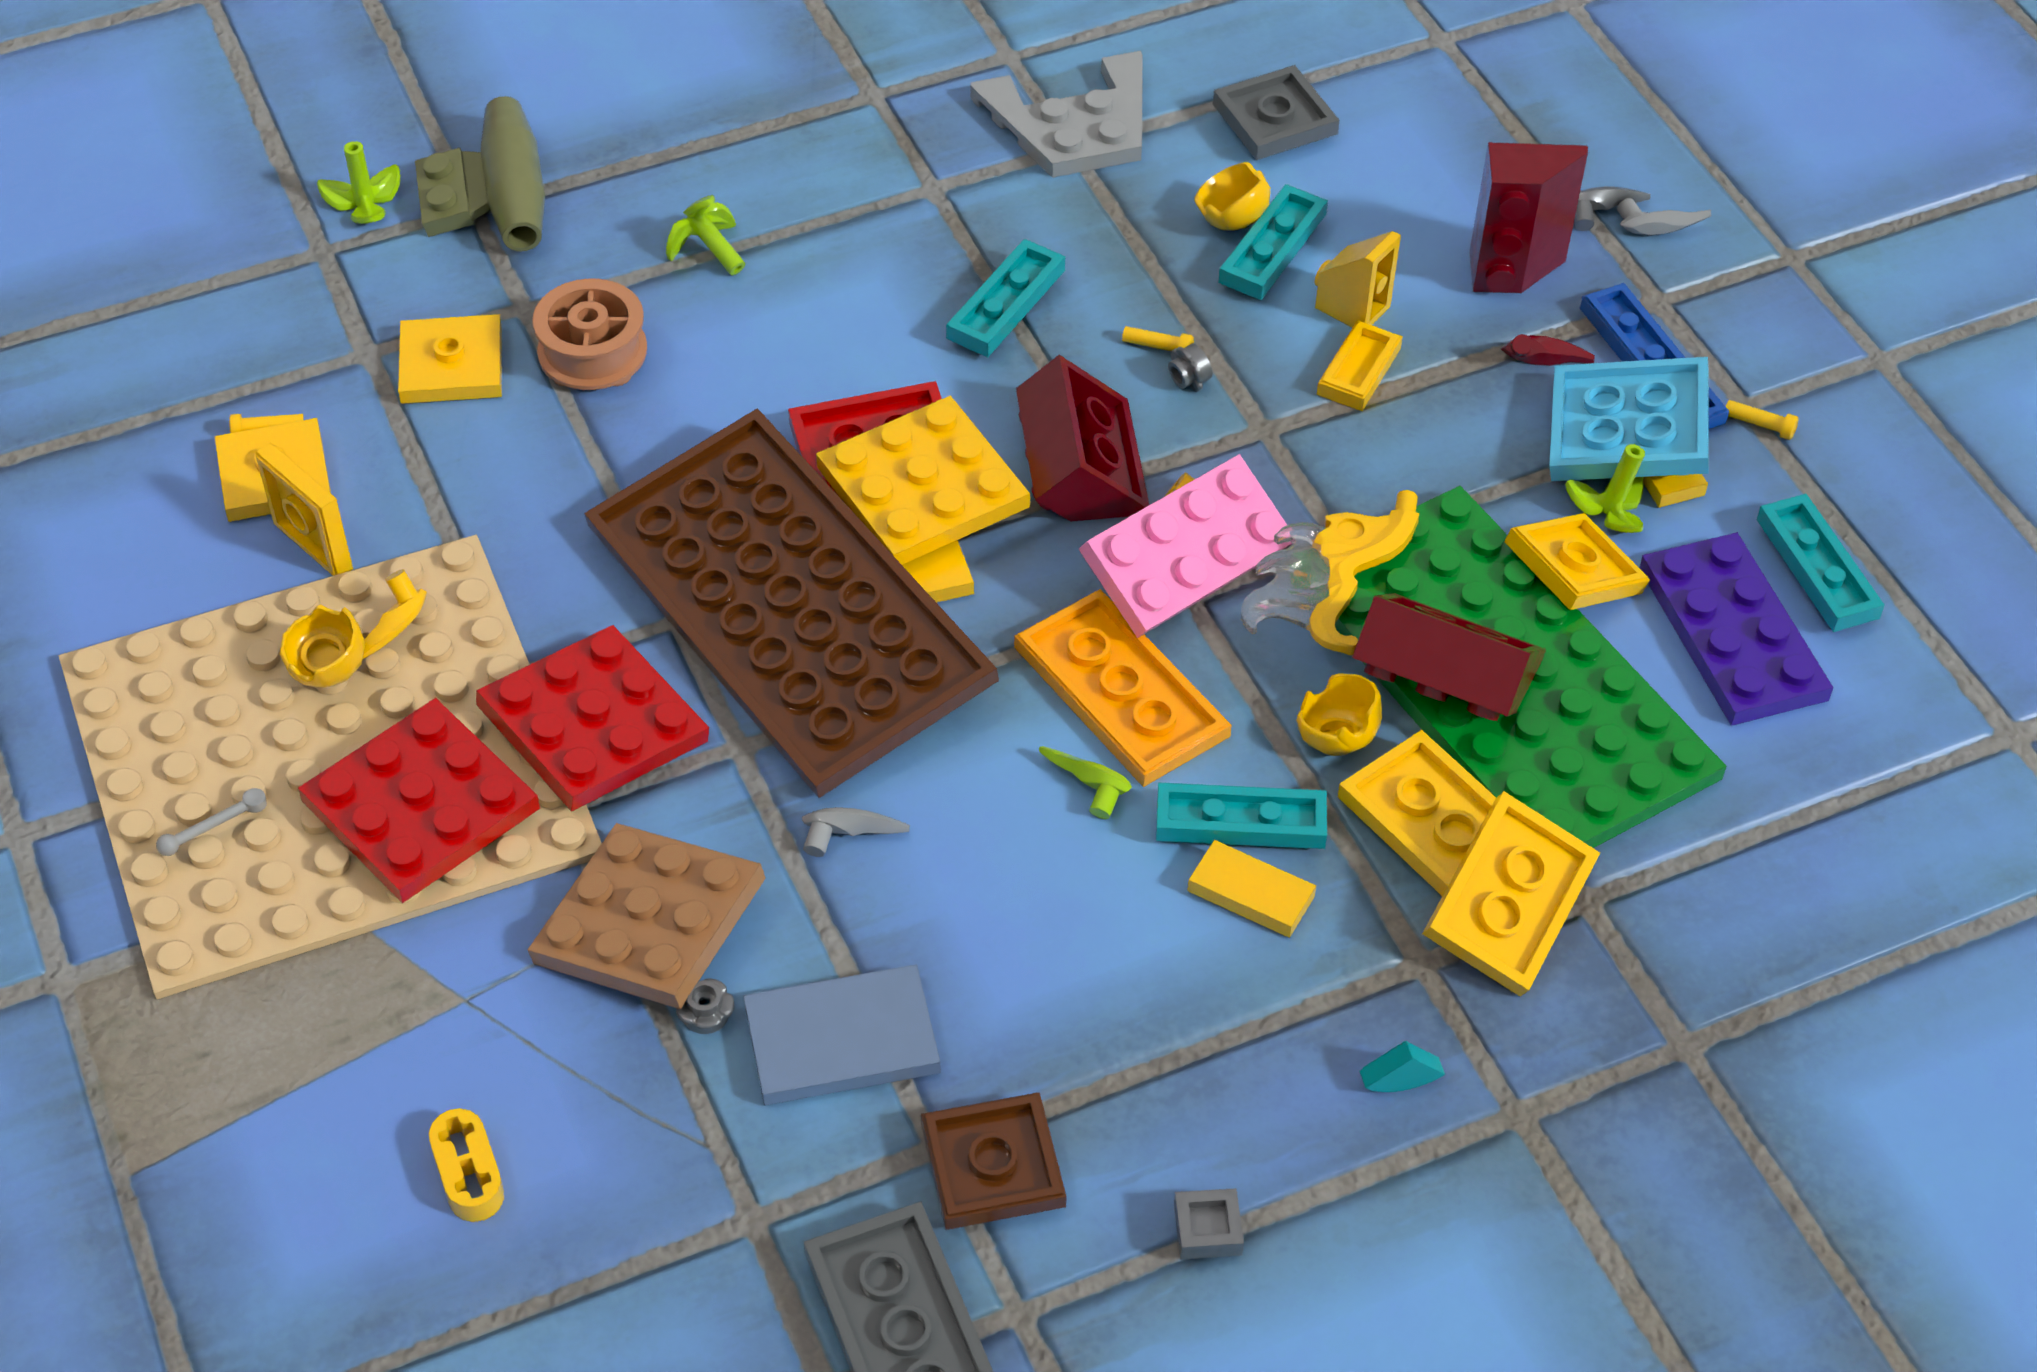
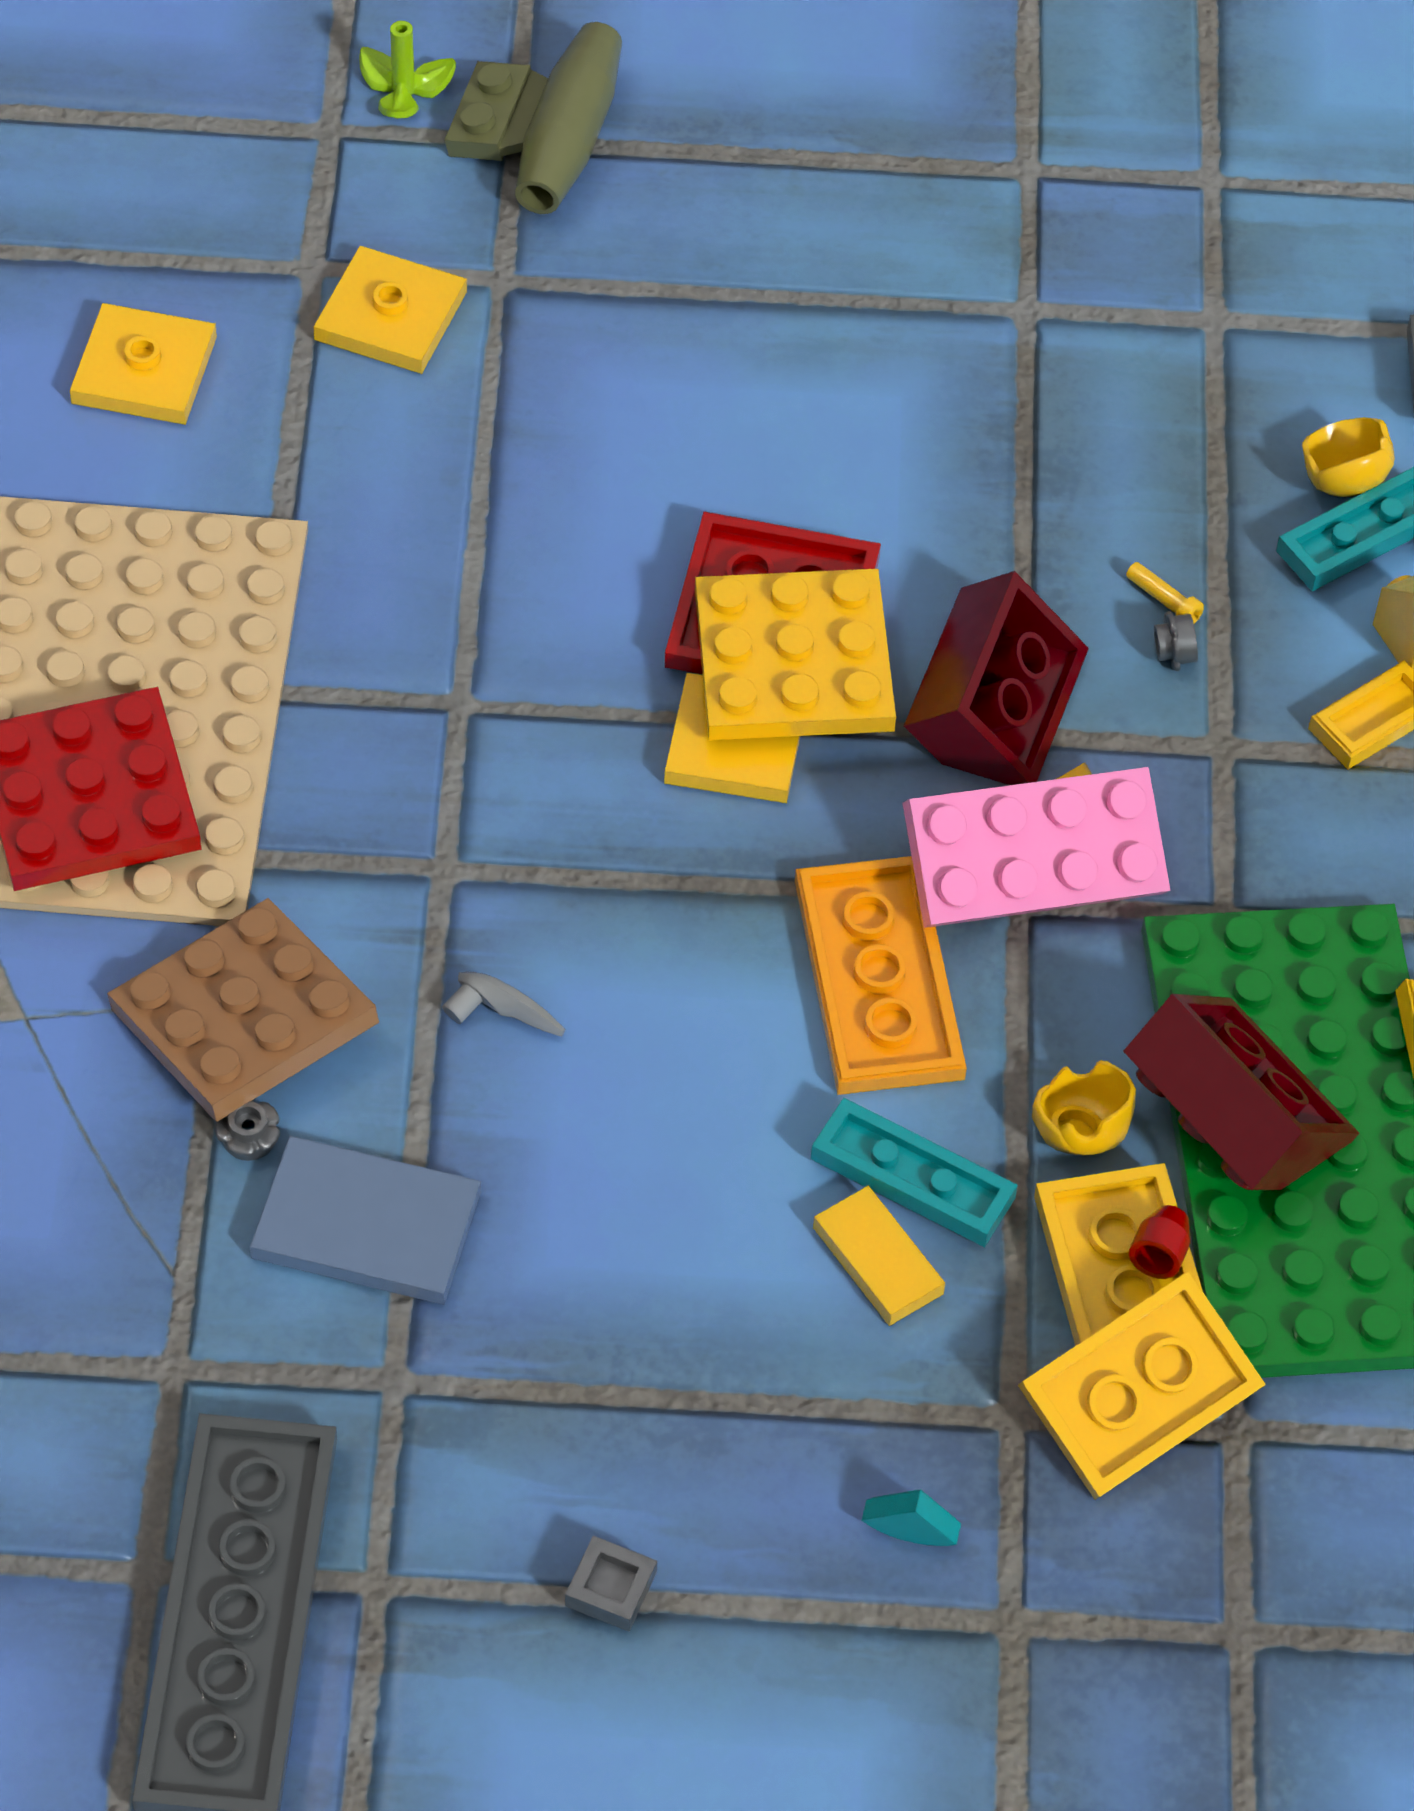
camera: 25 degrees right, 5 degrees up
(238, 424) = (136, 299): yellow piece -> none
(304, 510) = (137, 426): yellow plate -> none
(323, 647) = (74, 585): yellow hair -> none
(399, 616) = (168, 583): yellow bar -> none
(590, 334) = (543, 341): nougat wheel -> none
(592, 717) = (307, 773): red plate -> none
(705, 220) = (737, 252): lime plant -> none
(791, 601) = (579, 731): reddish brown plate -> none
(993, 1161) = (435, 1418): reddish brown plate -> none
(1005, 298) = (1021, 475): teal plate -> none
(1076, 130) = (1237, 303): light grey wing -> none
(1097, 776) = (795, 1072): lime bar -> none
(1318, 571) = (1161, 935): piece -> none
(1462, 784) = (1161, 1243): none -> red hose

